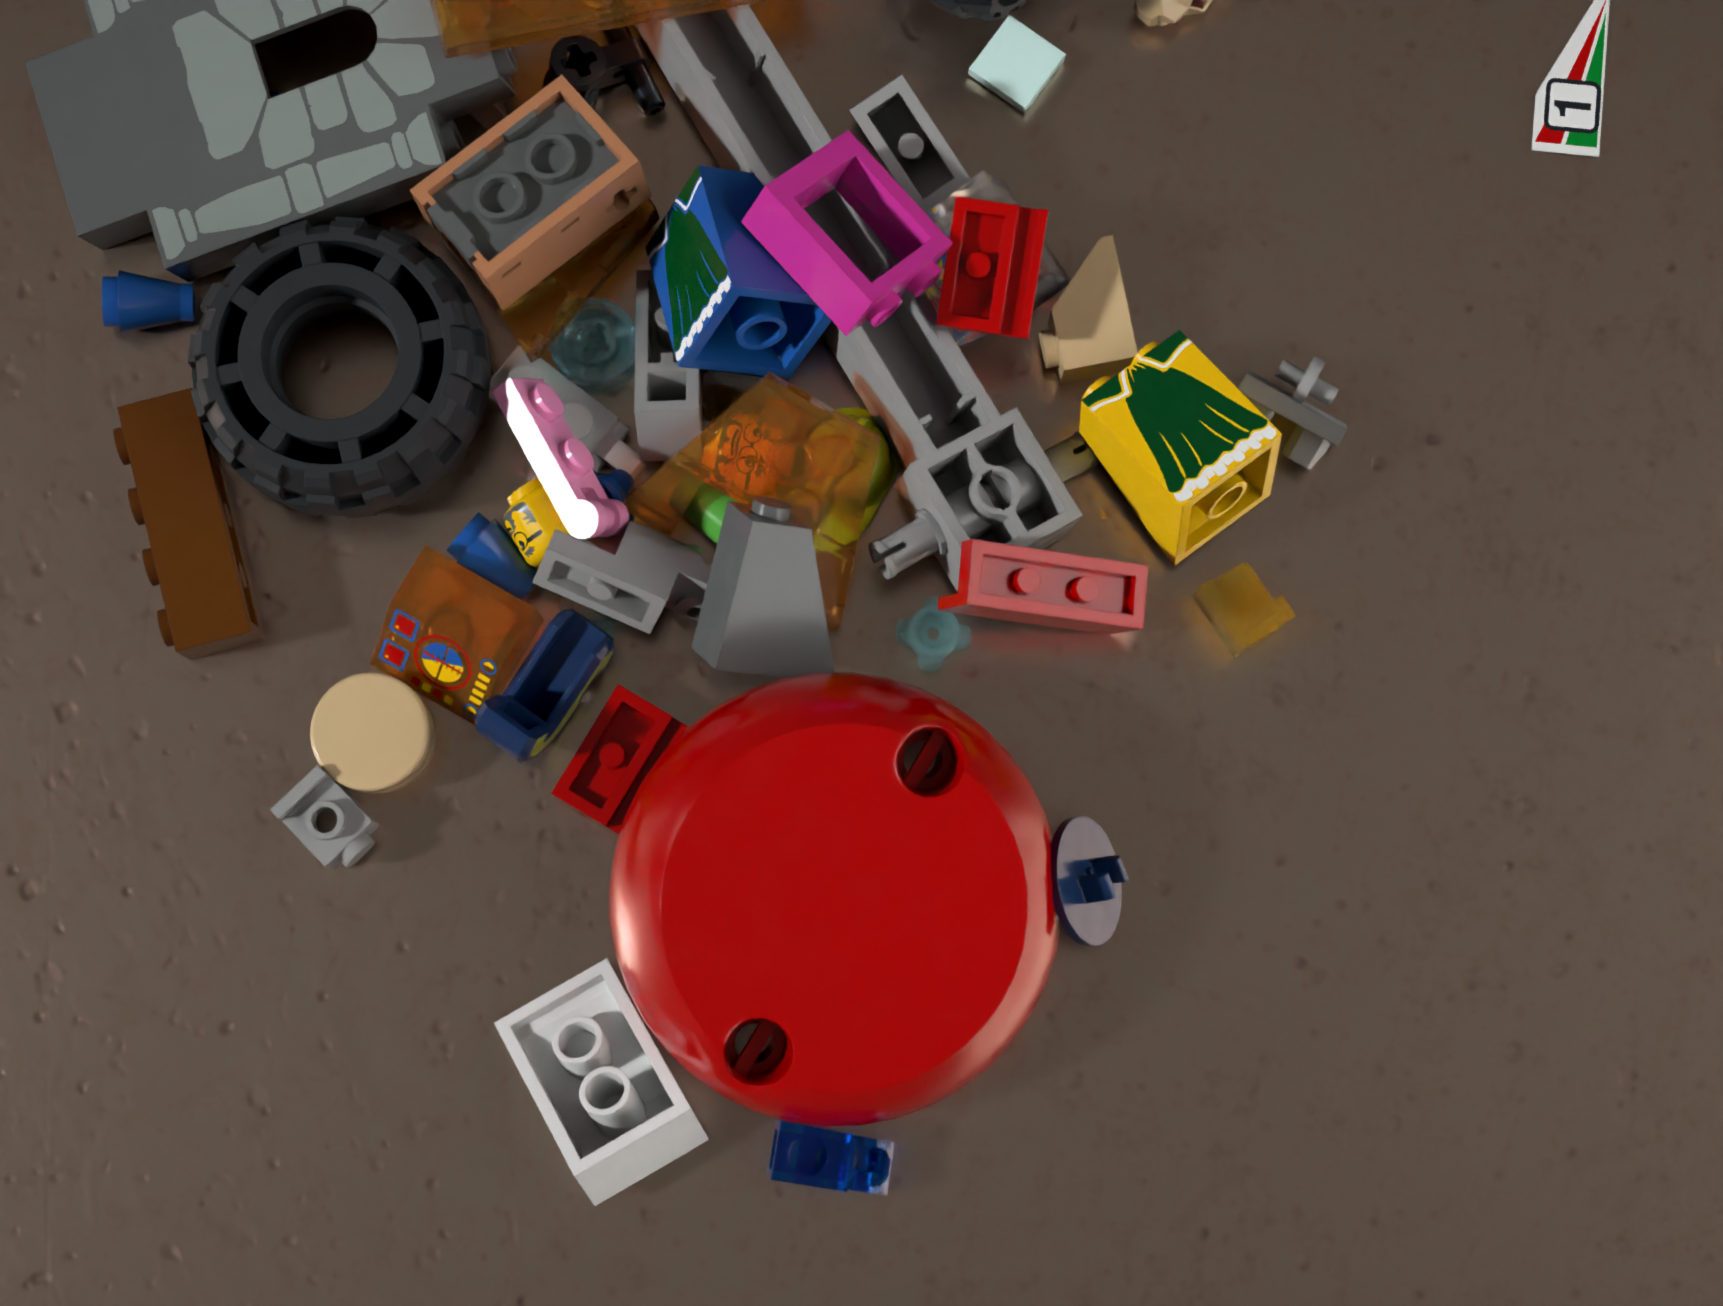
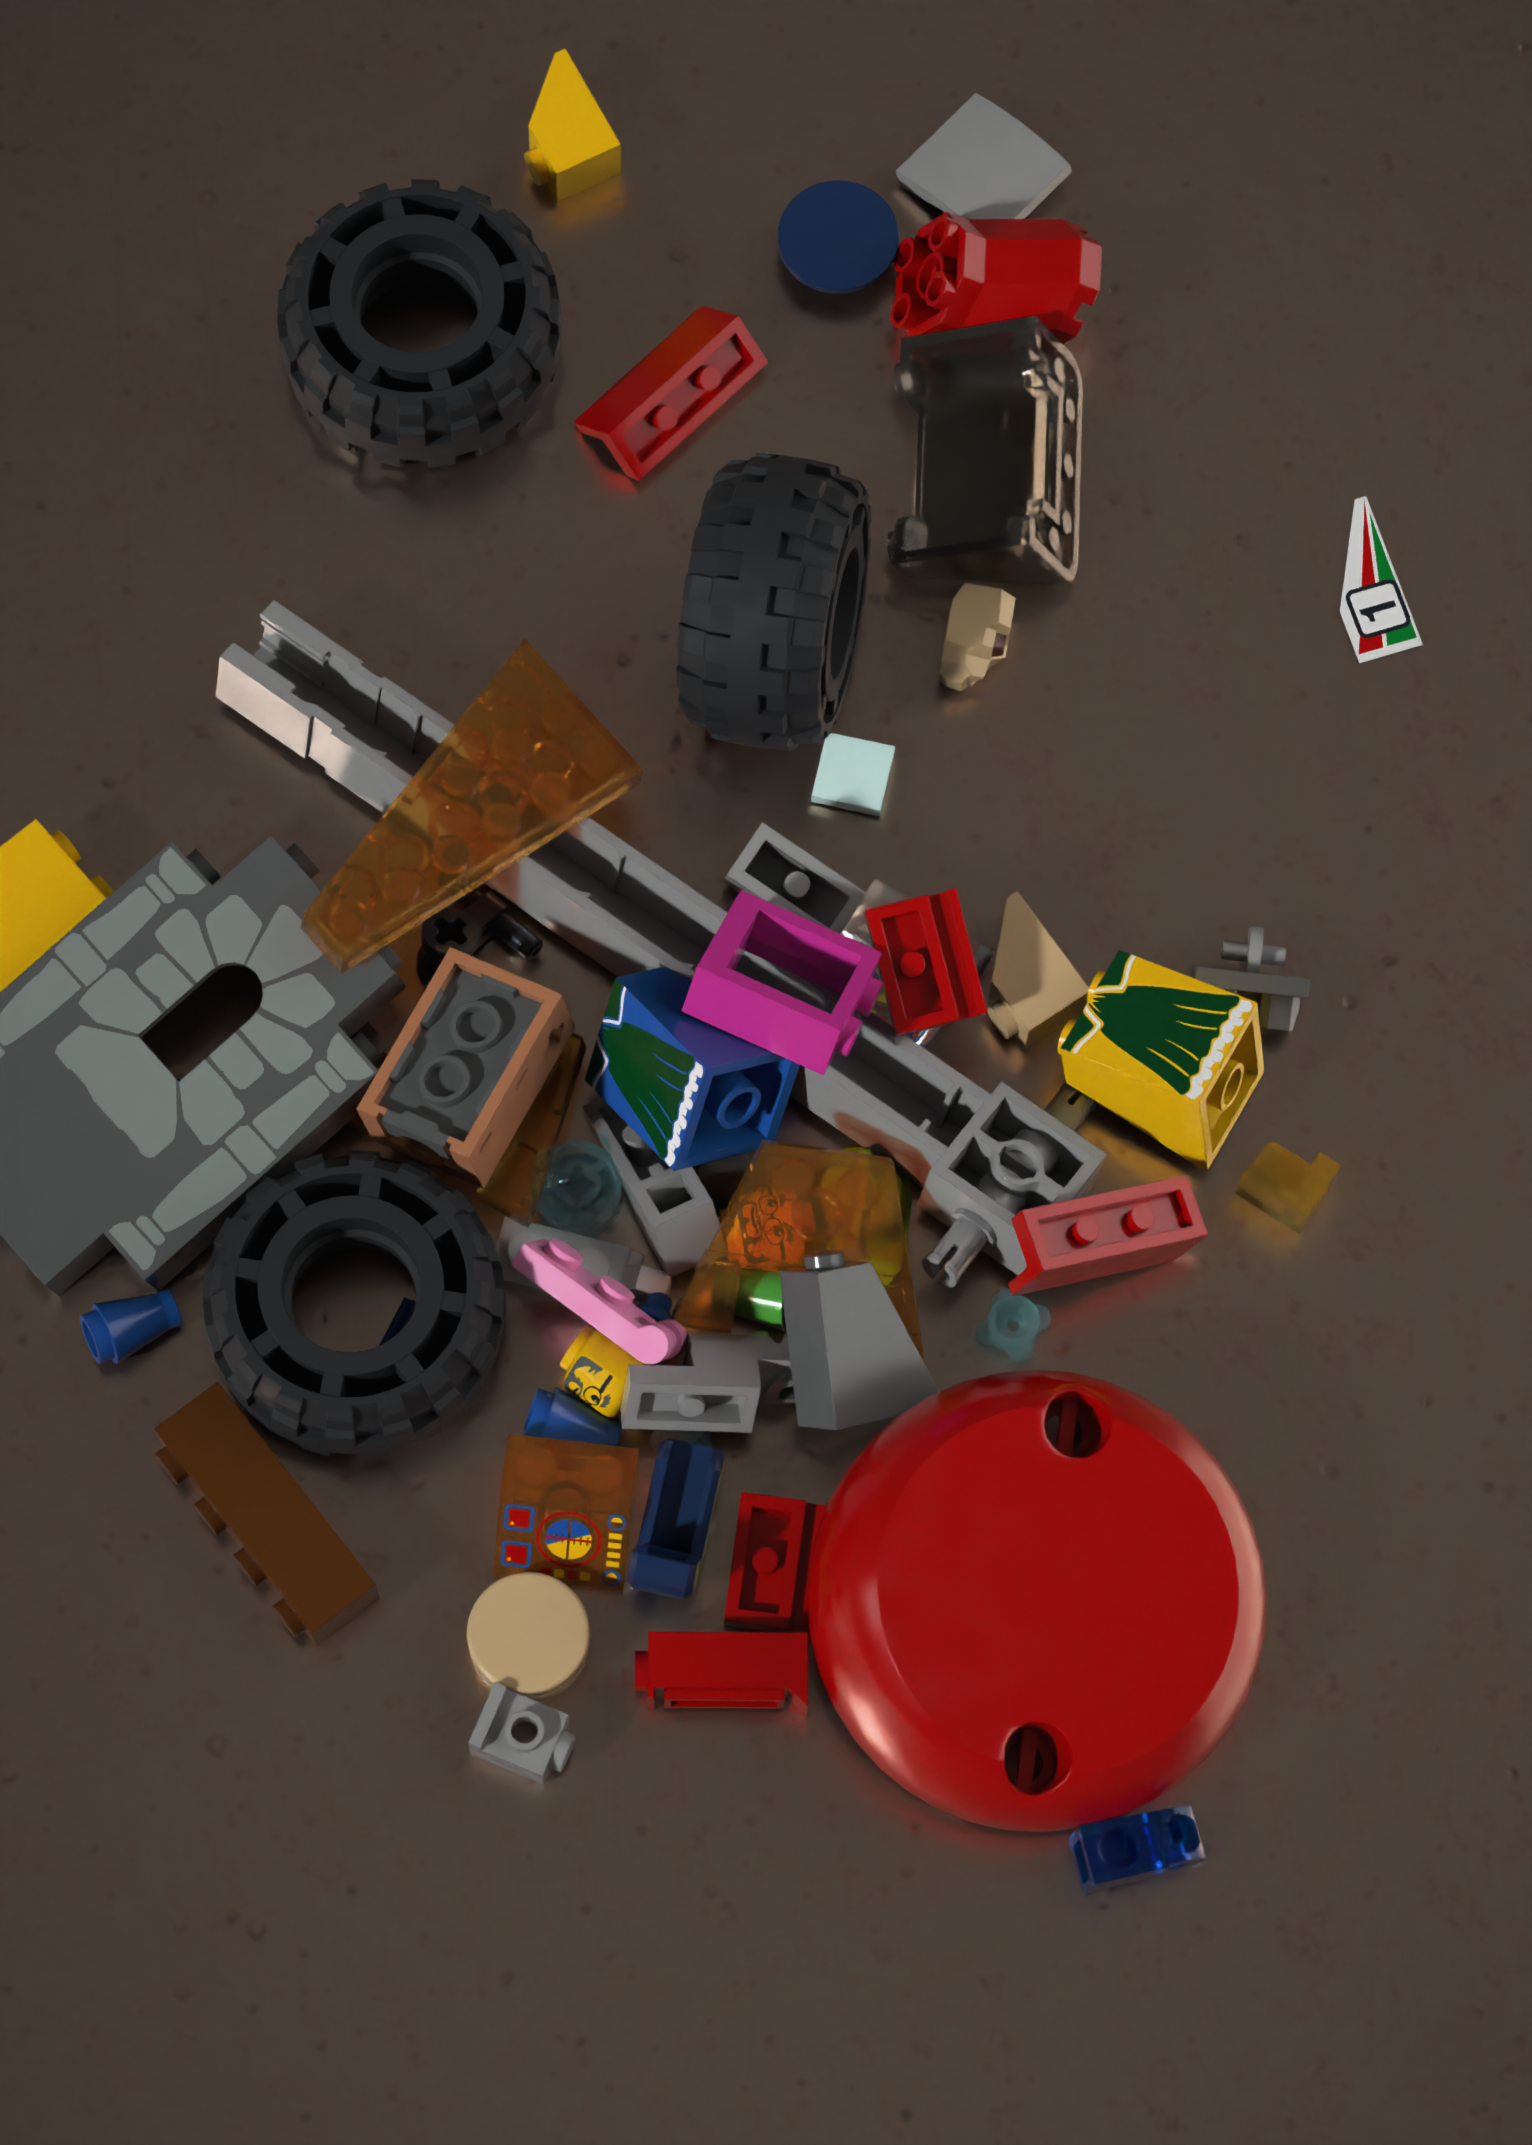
camera: 25 degrees left, 10 degrees down
(531, 839) = (724, 1670): none -> red window
(600, 1082) = (893, 1869): white slope -> none
(1086, 881) = (1261, 1486): piece -> none

